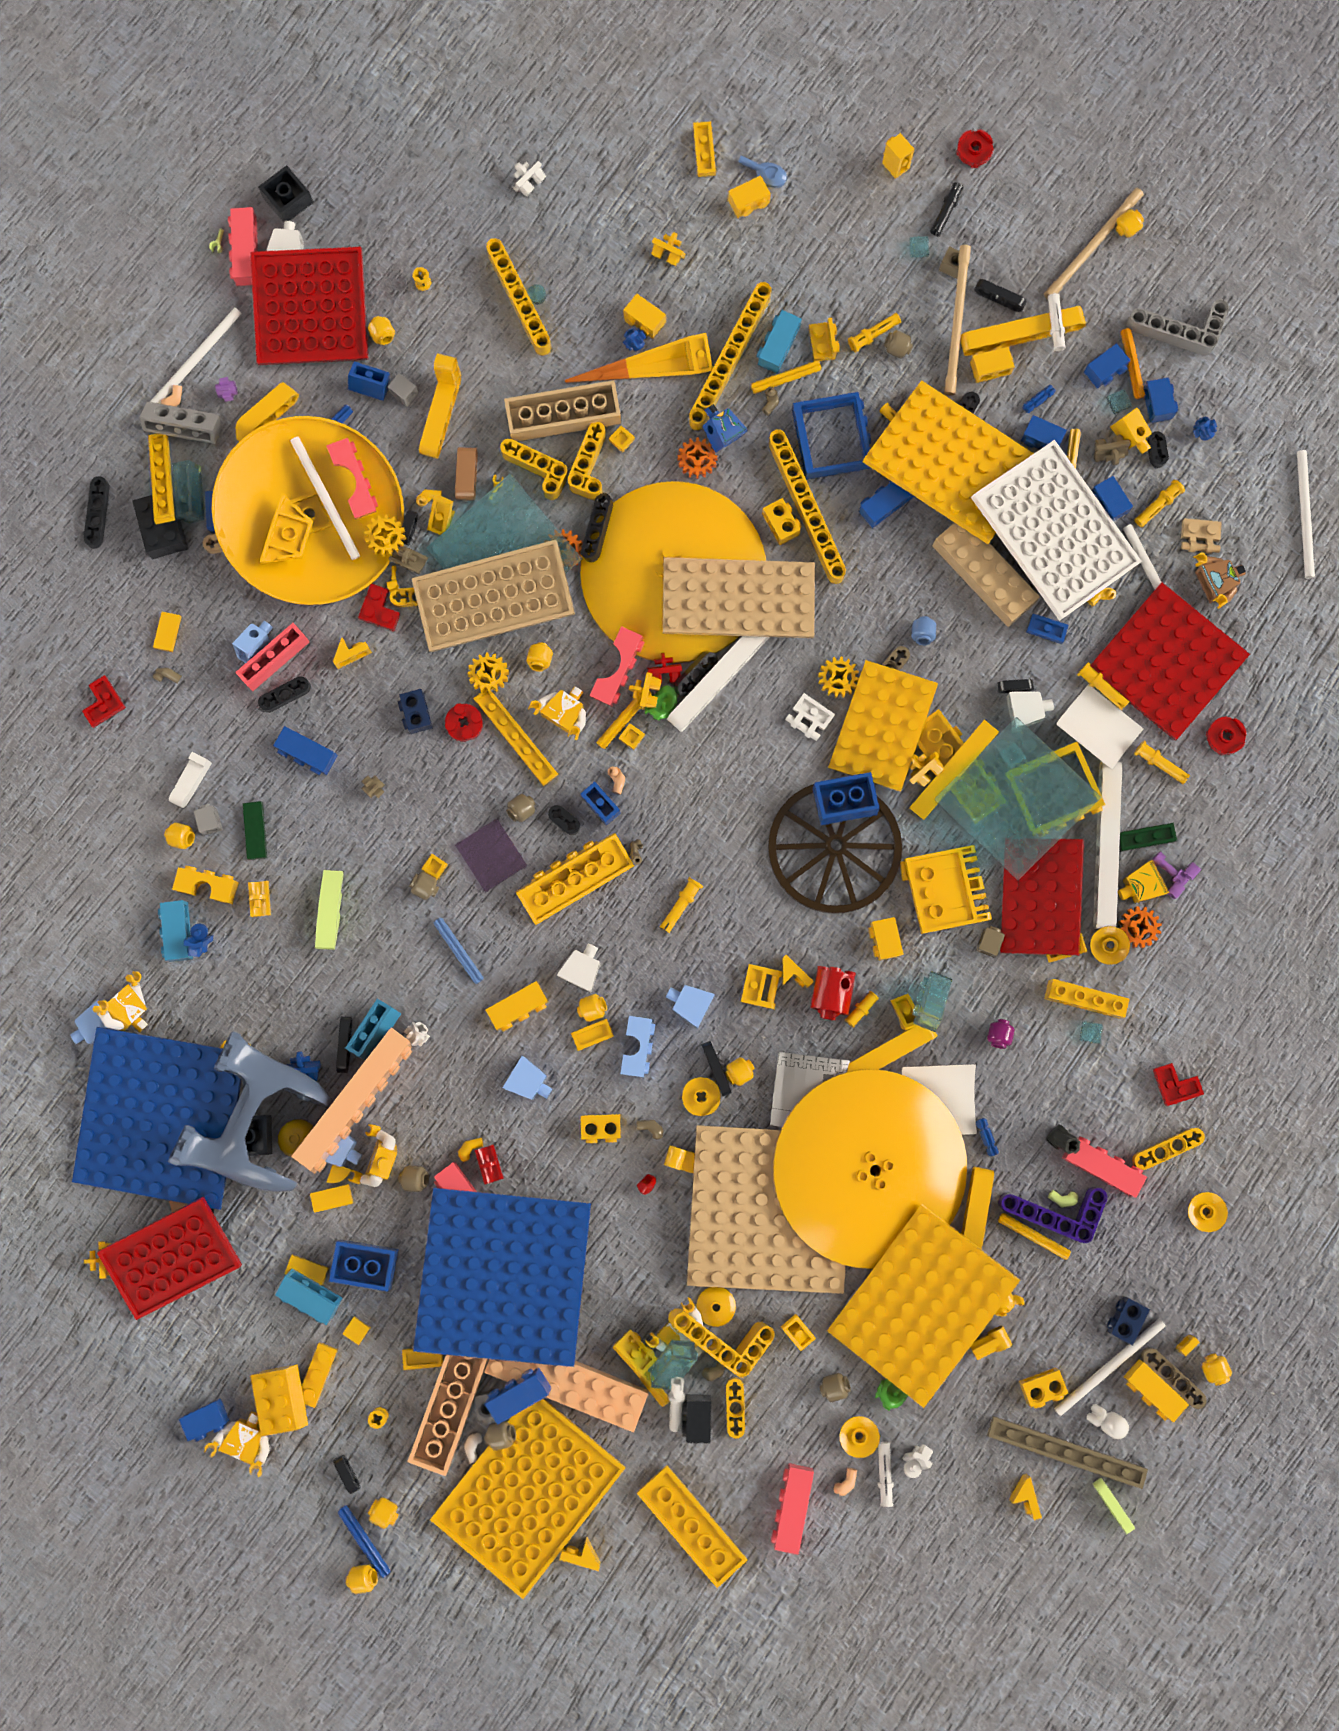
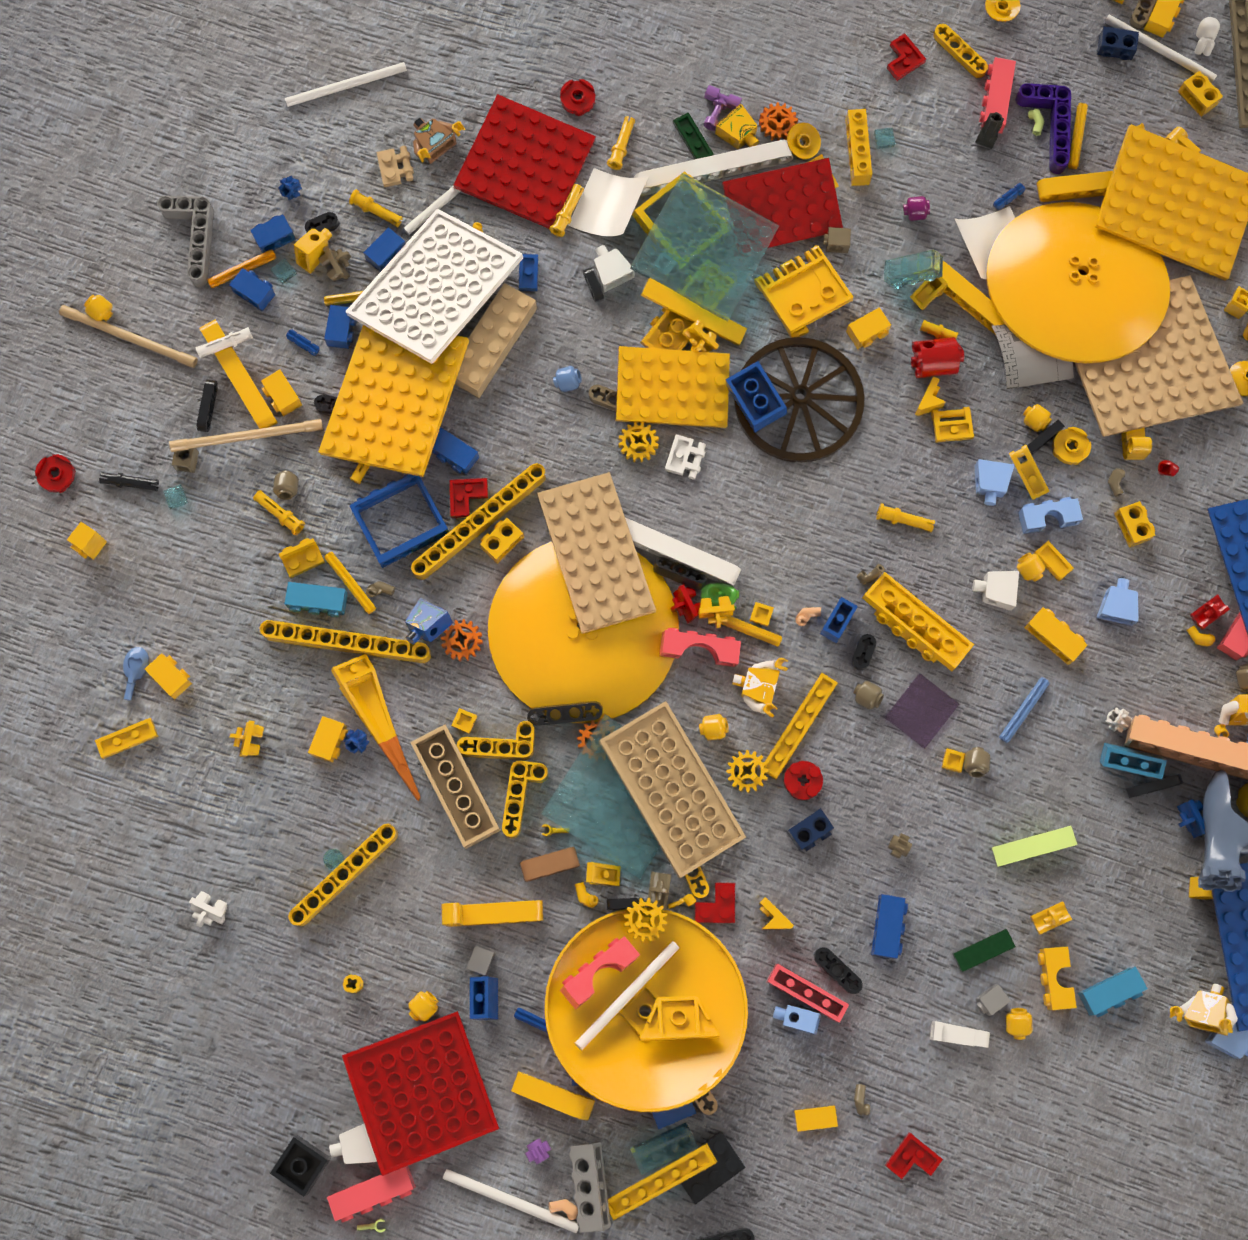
camera: 110 degrees left, 5 degrees down
(198, 940) = (1116, 962): blue hips -> none
(685, 1041) = (1029, 473): none -> yellow plate
(840, 499) = (461, 491): none -> red plate

